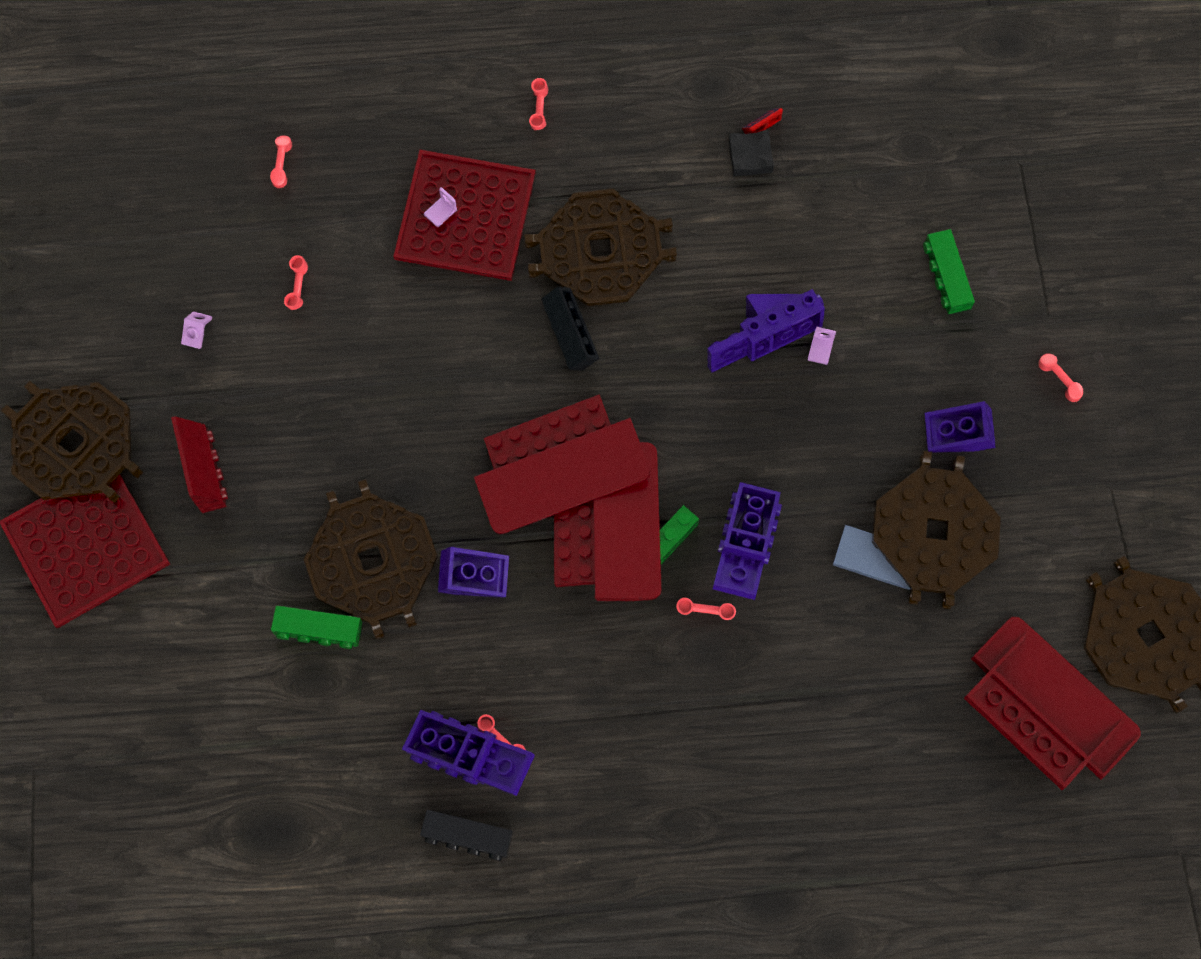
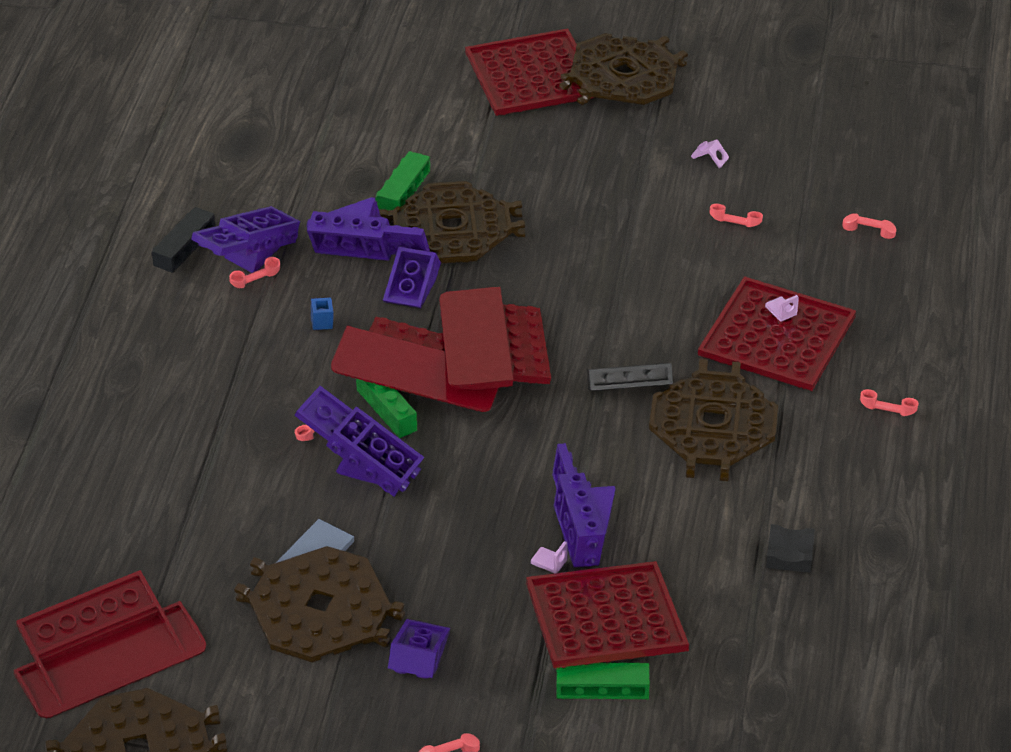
camera: 105 degrees right, 30 degrees down
(200, 464) = (573, 124): dark red slope -> none
(430, 639) = (361, 233): none -> dark purple wedge
(555, 644) = (321, 313): none -> blue brick
(764, 121) = (827, 570): red slope -> none
(881, 281) = (606, 614): none -> dark red plate

